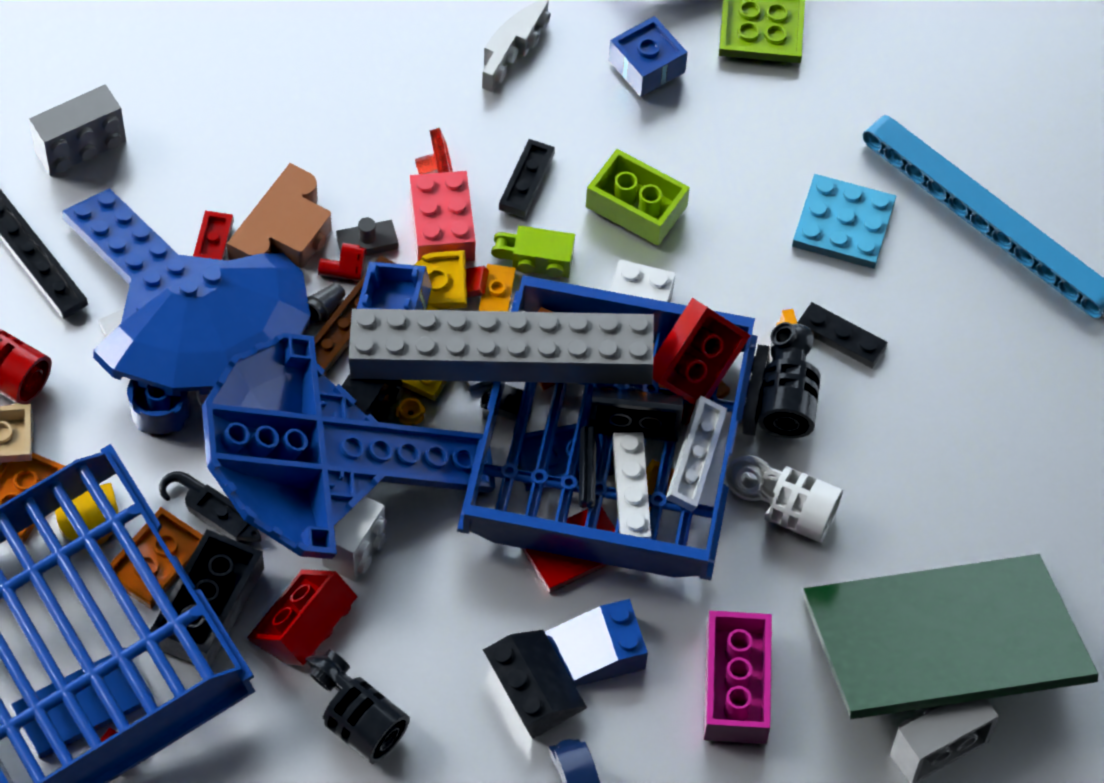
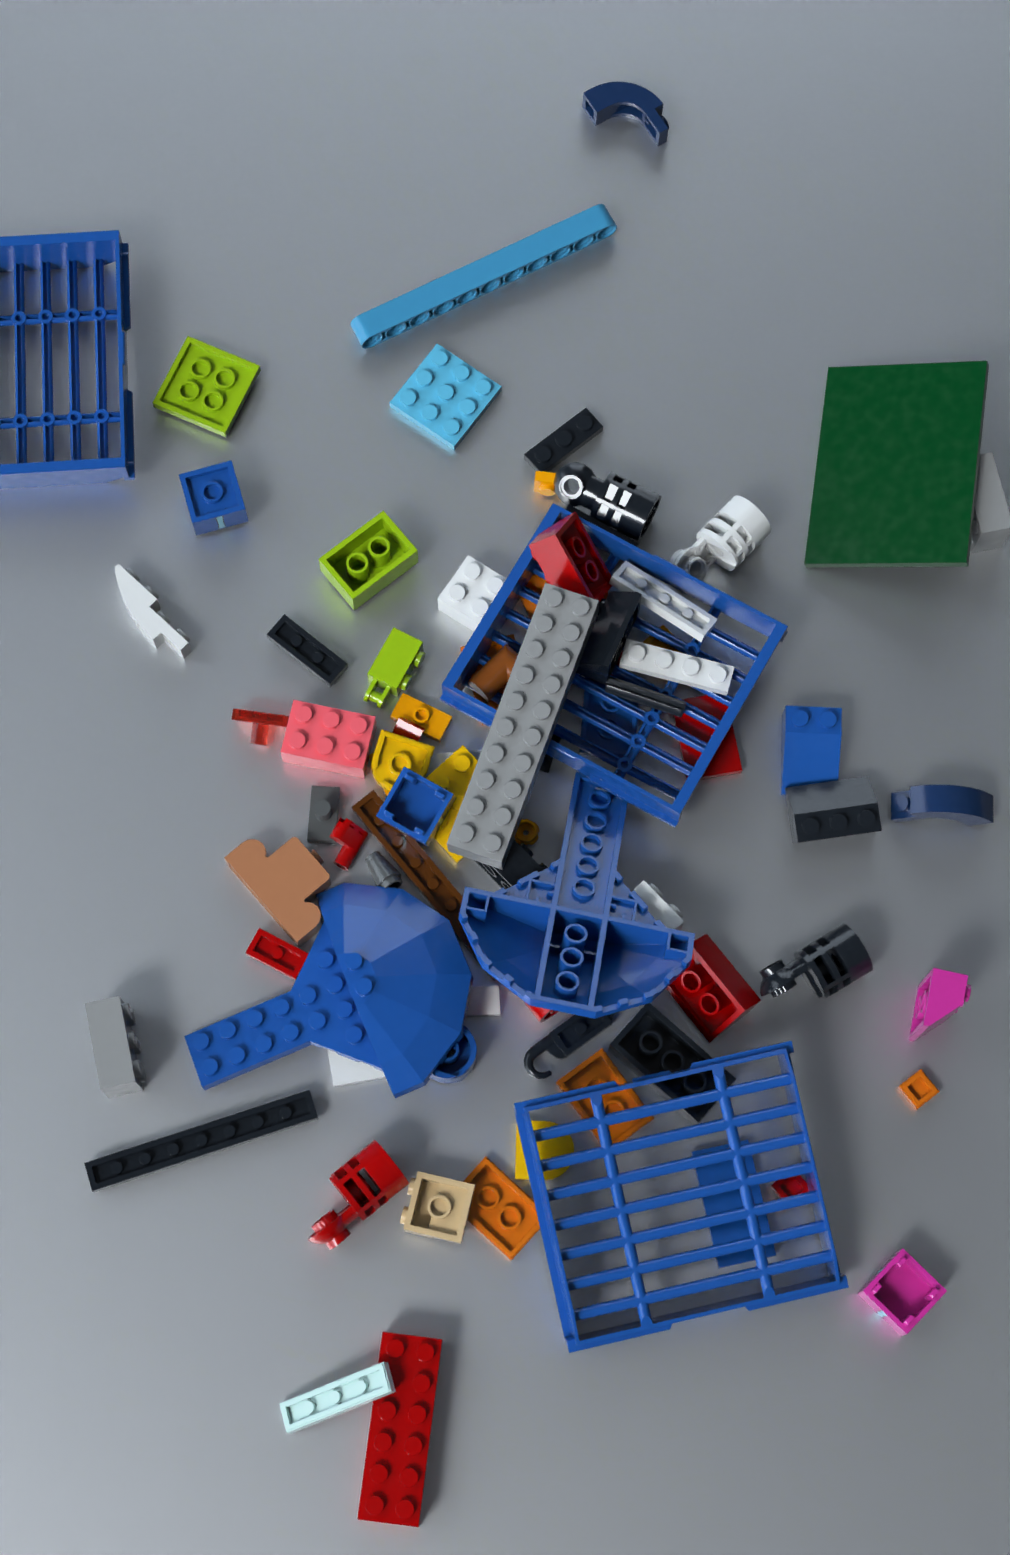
camera: 70 degrees left, 15 degrees up
(738, 677) = (879, 644): dark pink brick -> none

